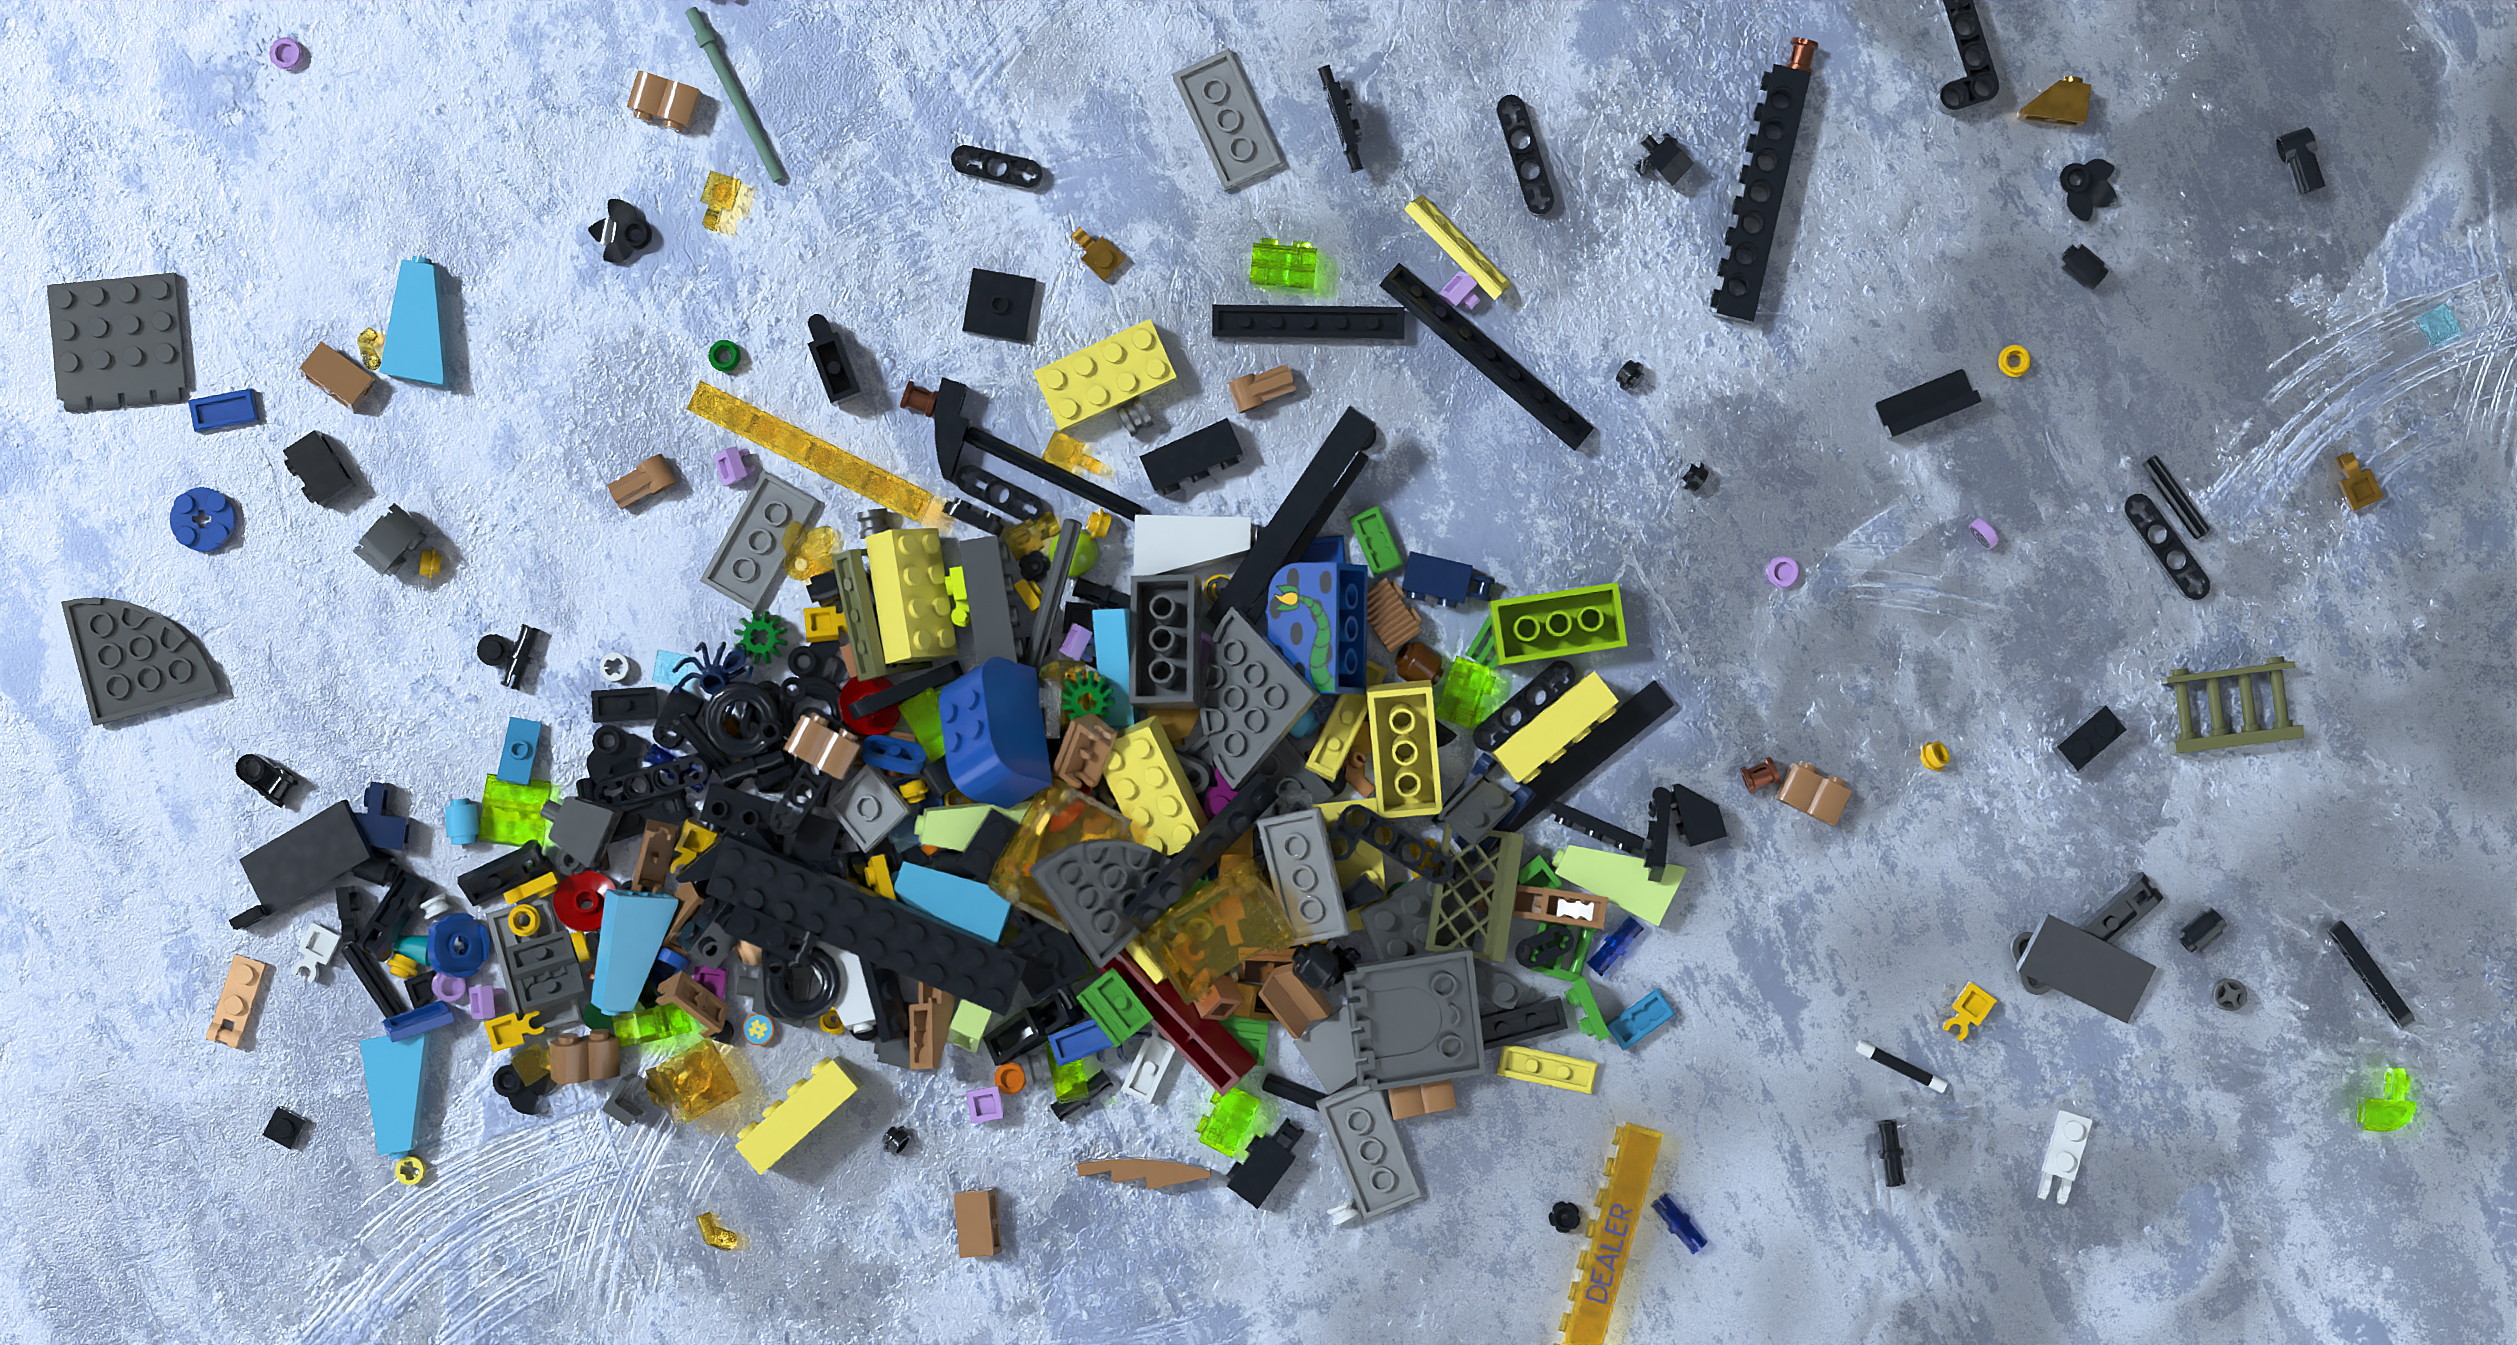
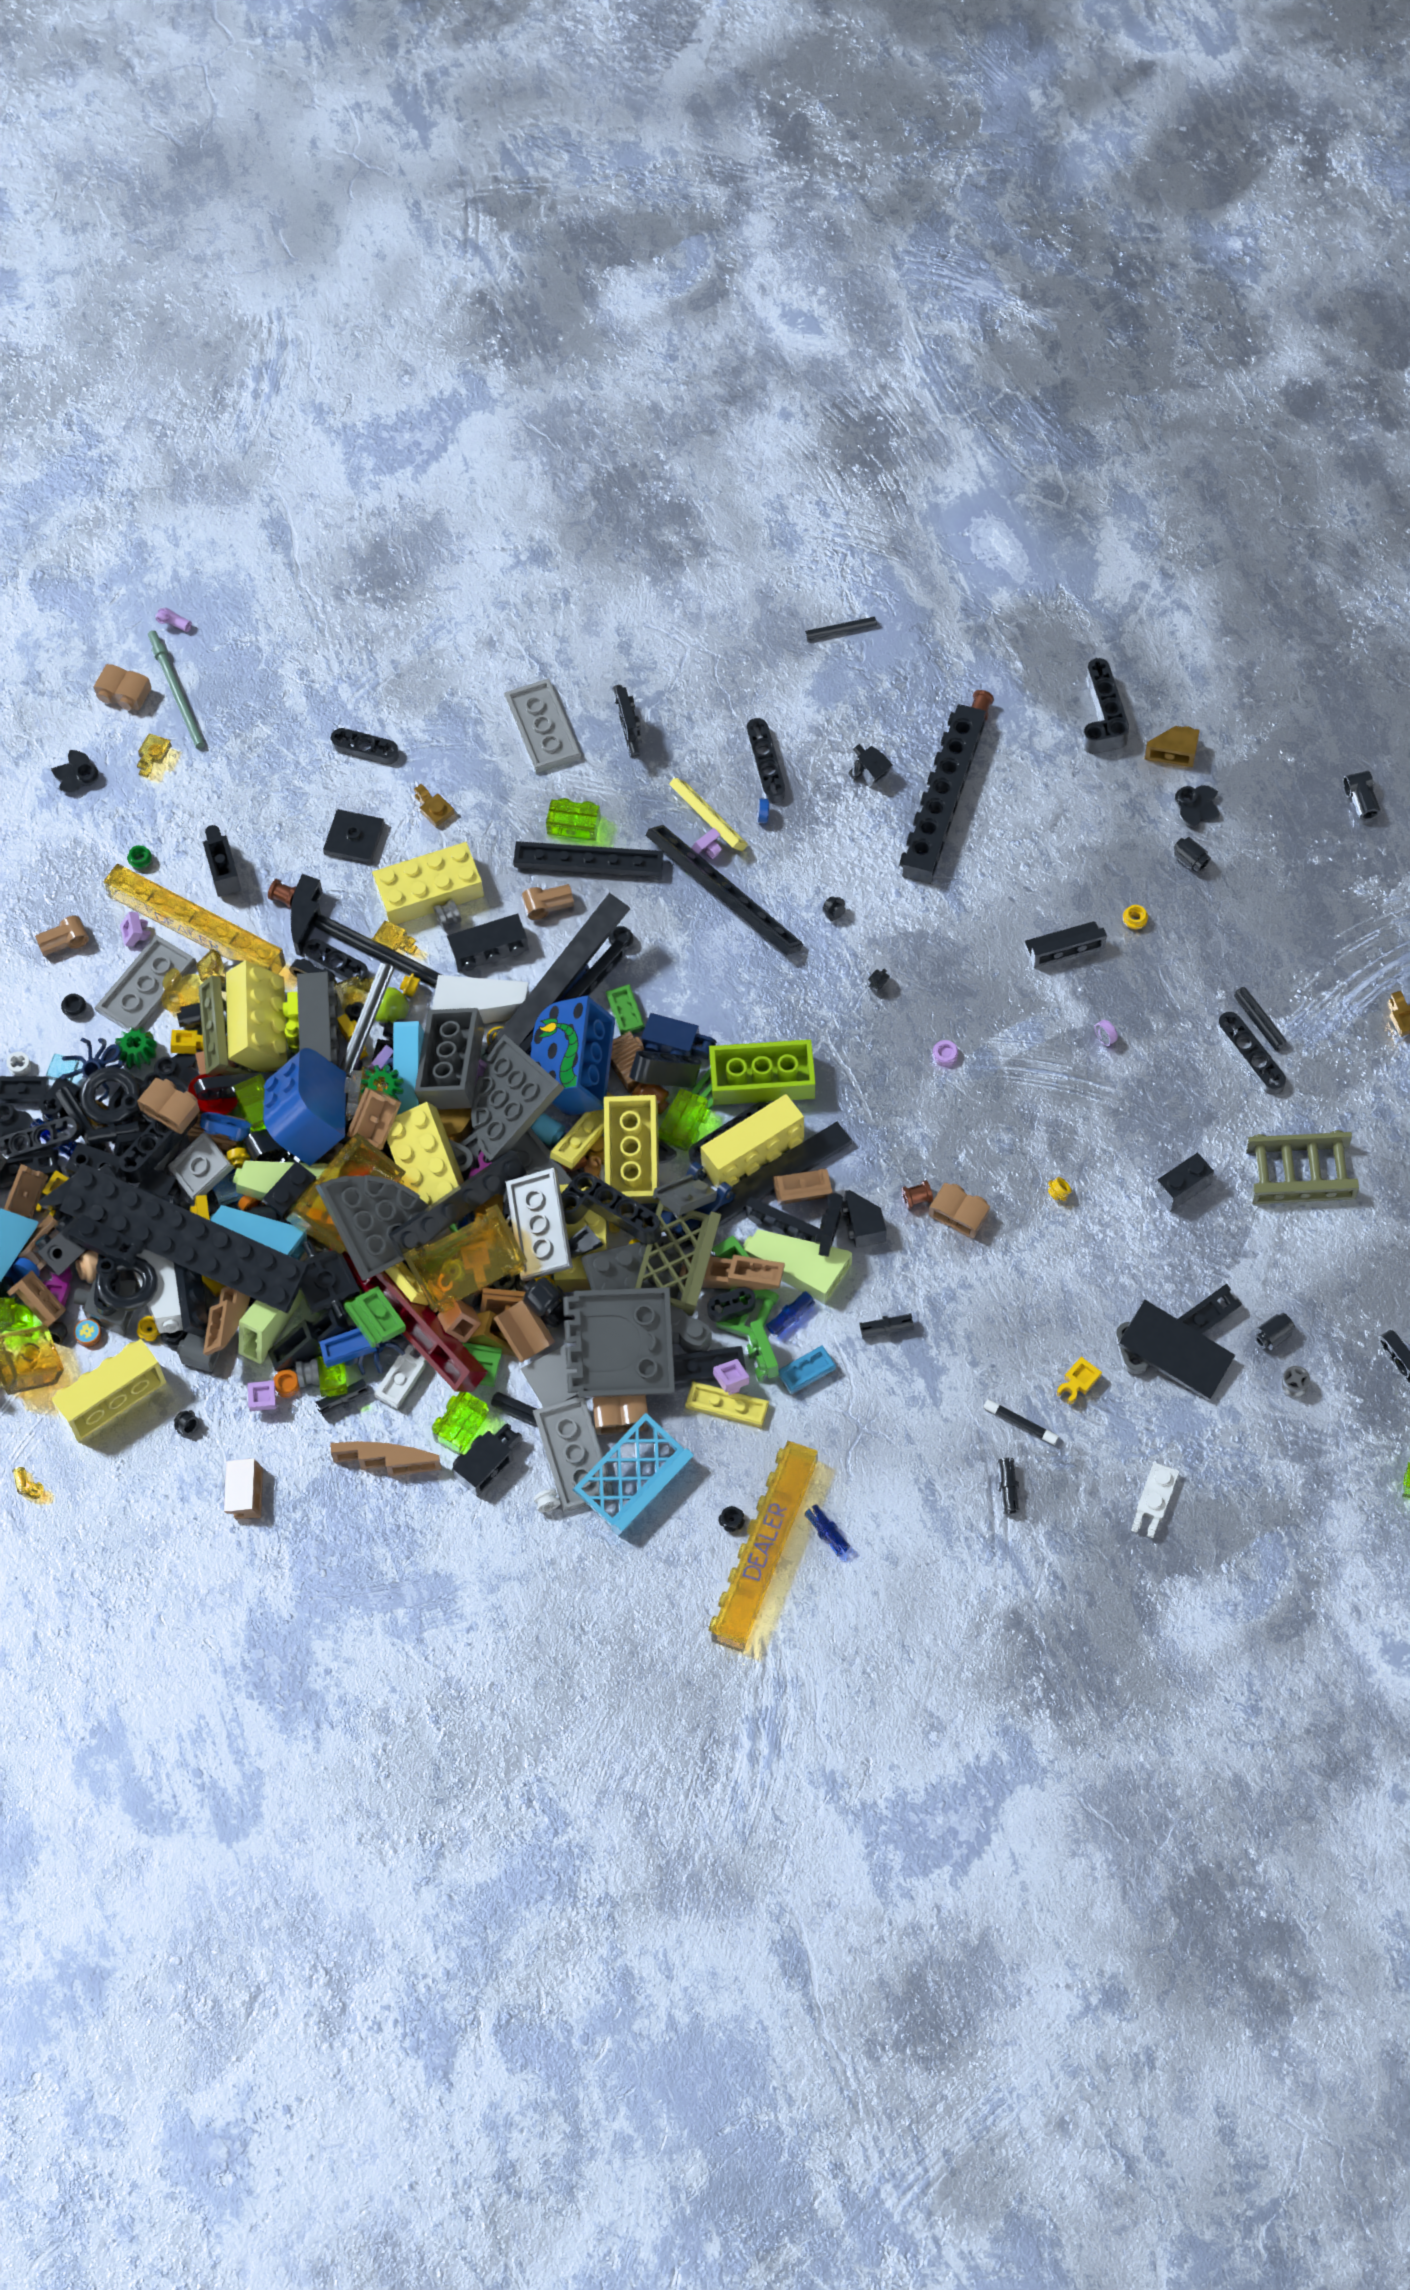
camera: 10 degrees right, 25 degrees down
(672, 579) = (73, 1005): none -> black plate
(840, 521) = (210, 965): none -> clear yellow plate
(1437, 633) = (665, 1069): none -> black beam
(1469, 1185) = (645, 1493): none -> medium azure fence
(1528, 235) = (763, 811): none -> blue tile
(1552, 1043) = (731, 1376): none -> lavender tile
(1618, 777) = (802, 1186): none -> medium nougat hinge
(1733, 954) = (886, 1325): none -> black pin

